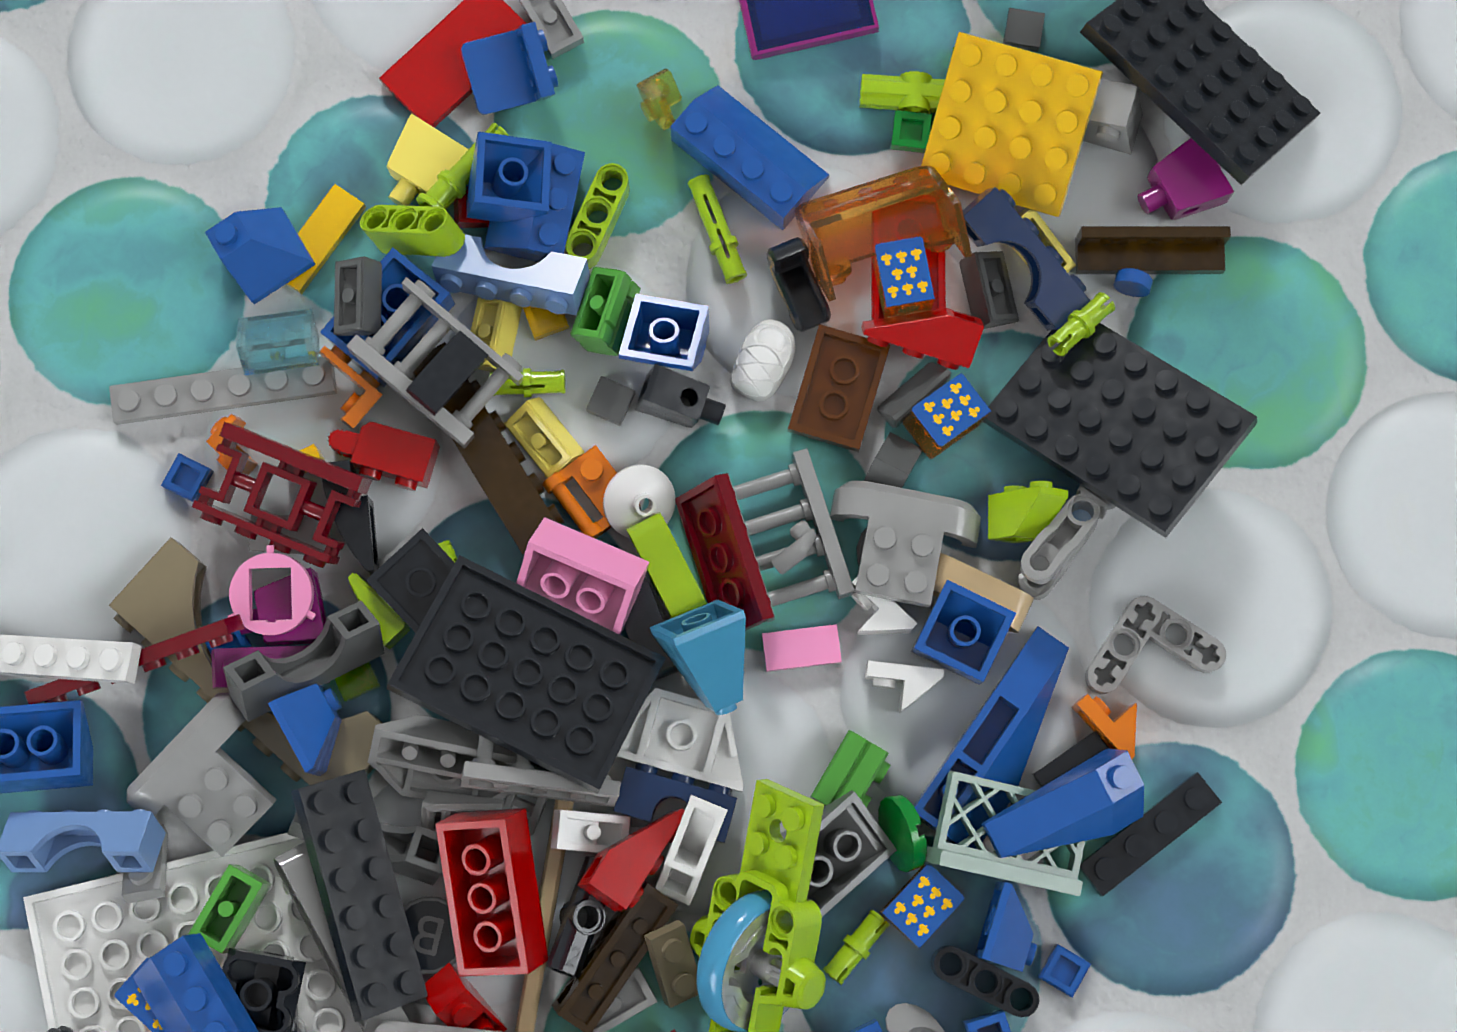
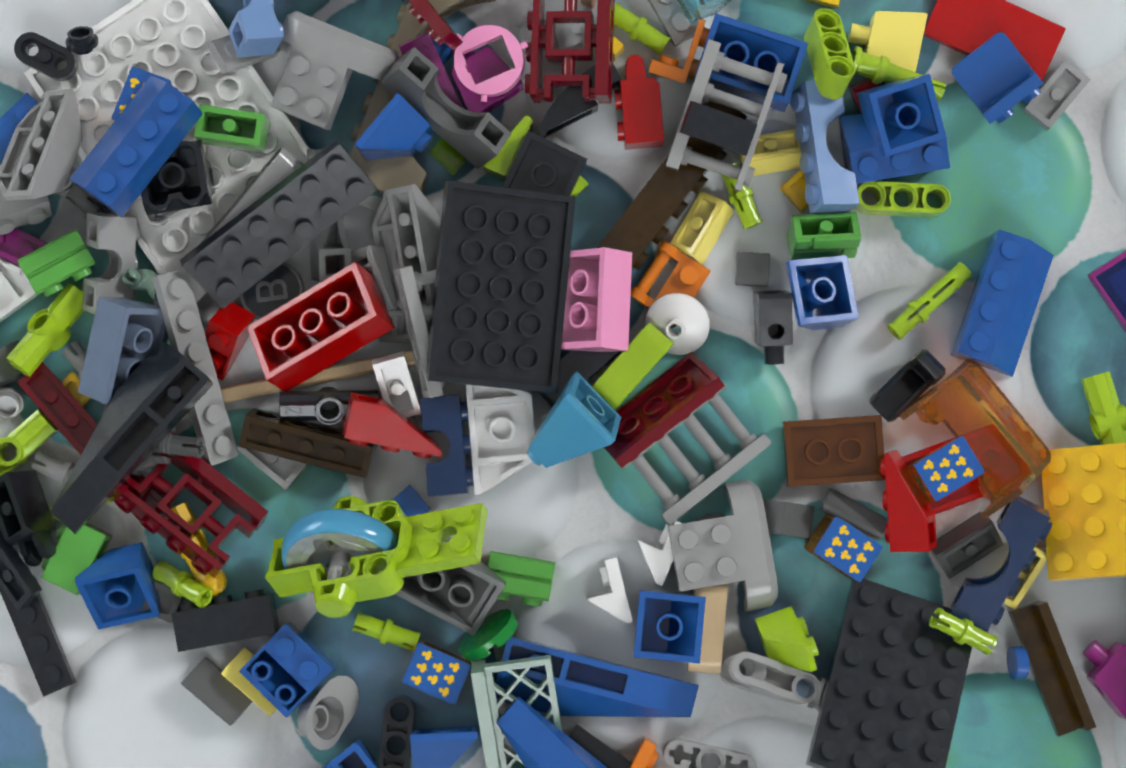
camera: 70 degrees right, 5 degrees up
(304, 421) = (640, 29): none -> lime pin
(357, 297) = (755, 32): dark grey slope -> none
(658, 95) = (1025, 208): clear yellow bracket -> none
(673, 963) = (319, 490): dark tan plate -> none
(691, 850) = (411, 471): white slope -> none
(724, 864) = (411, 502): none -> blue tile
(763, 360) = (834, 380): white piece -> none
(796, 551) = (685, 467): light grey arm -> none
(801, 648) = (608, 499): bright pink tile -> none
(910, 131) = (1076, 430): green plate -> none

